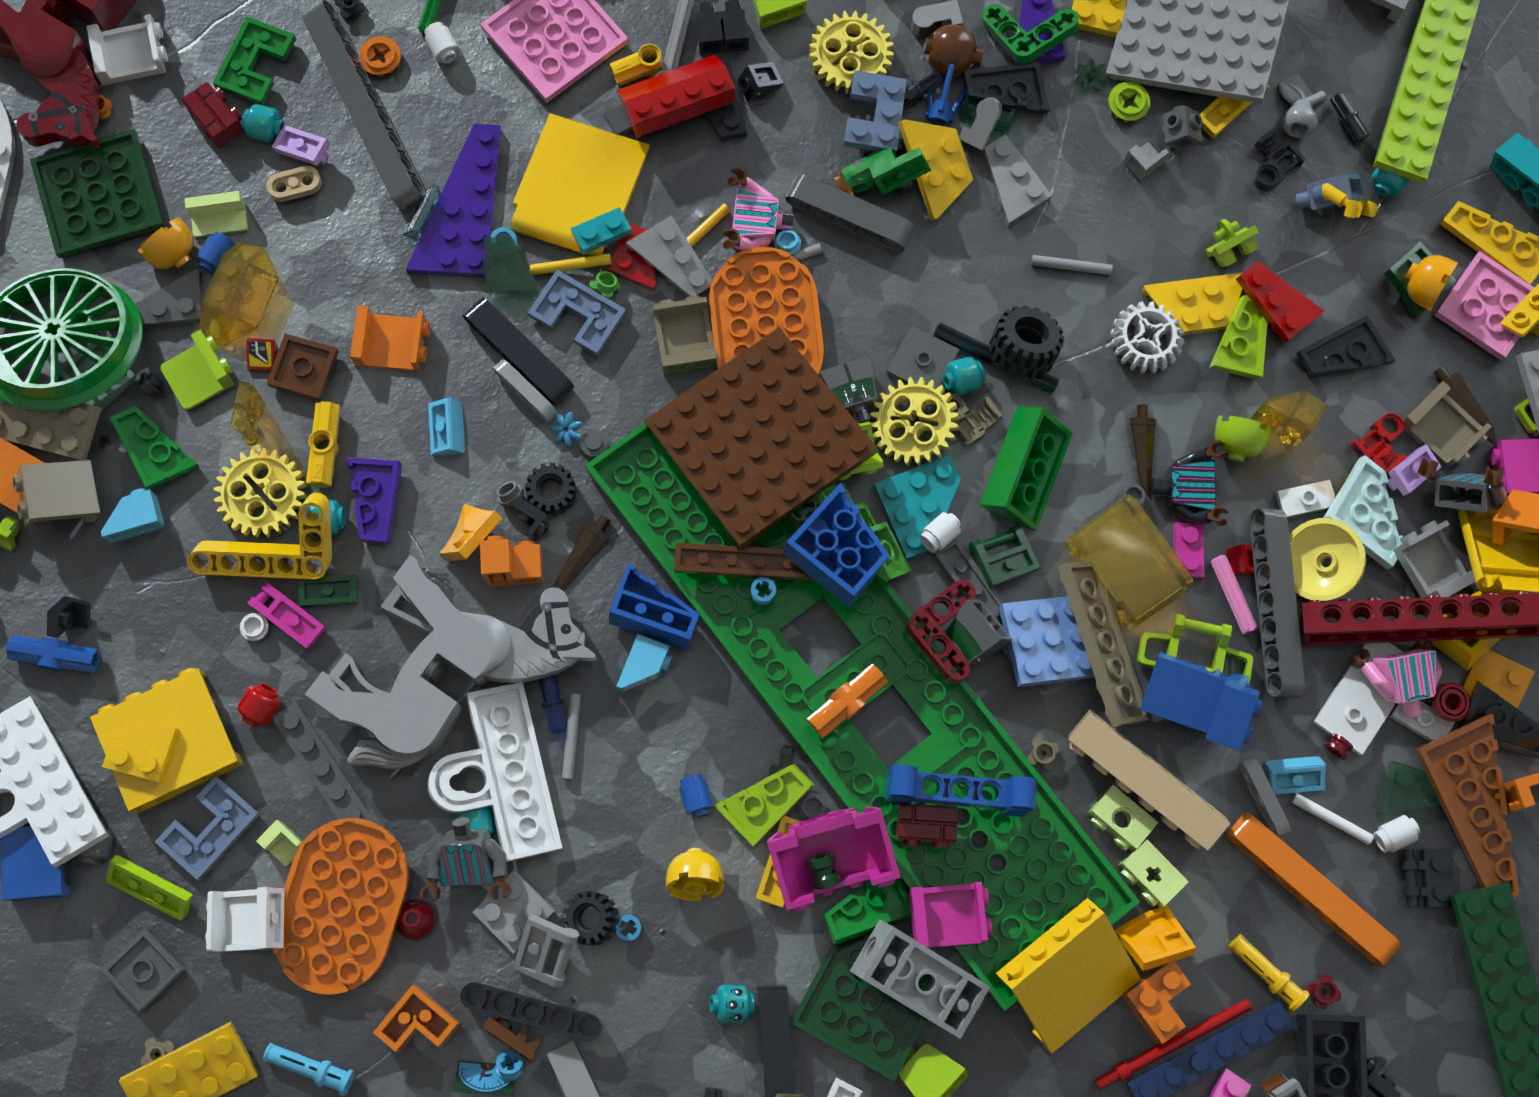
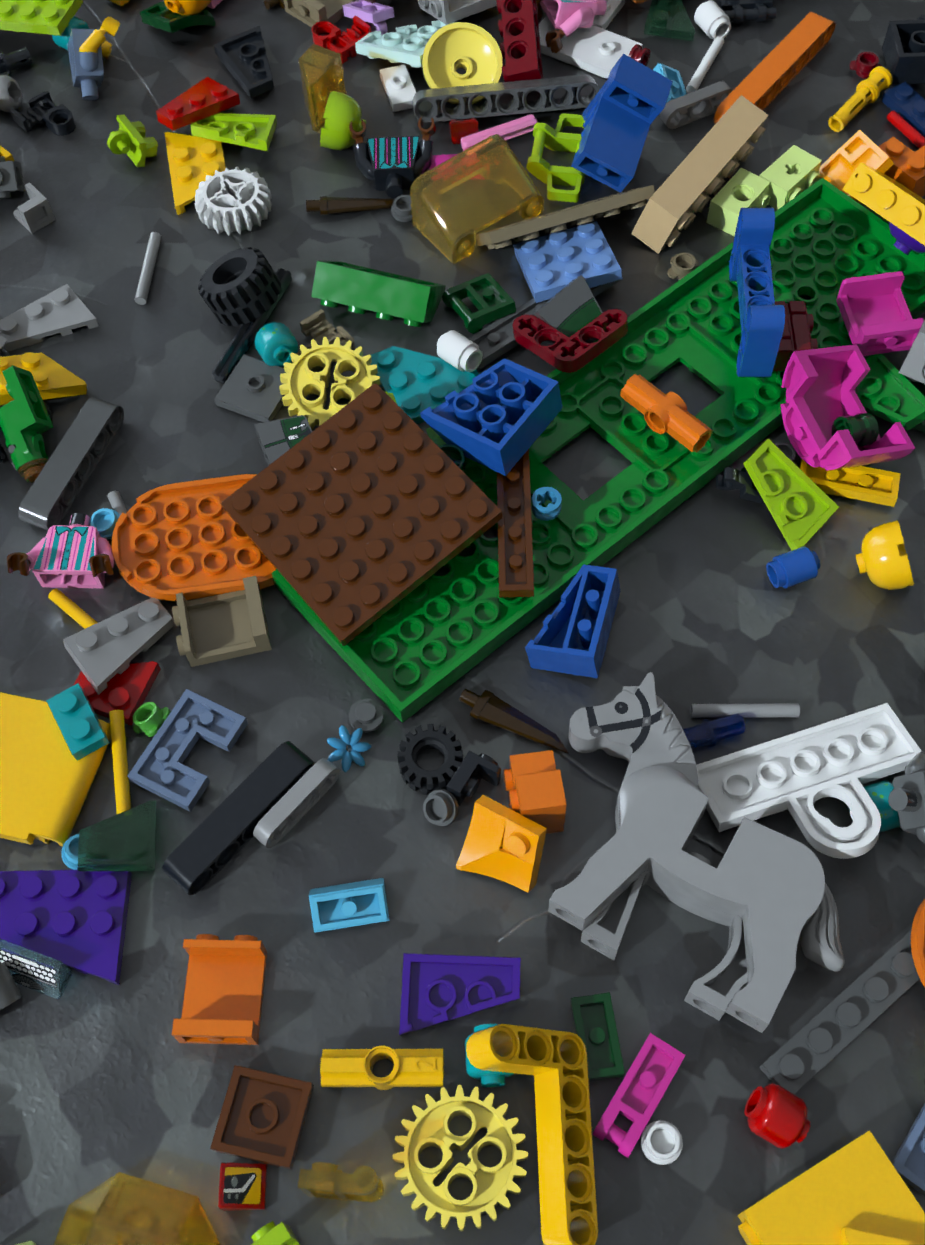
camera: 85 degrees left, 15 degrees down
(644, 663) = (645, 634): medium azure slope -> none

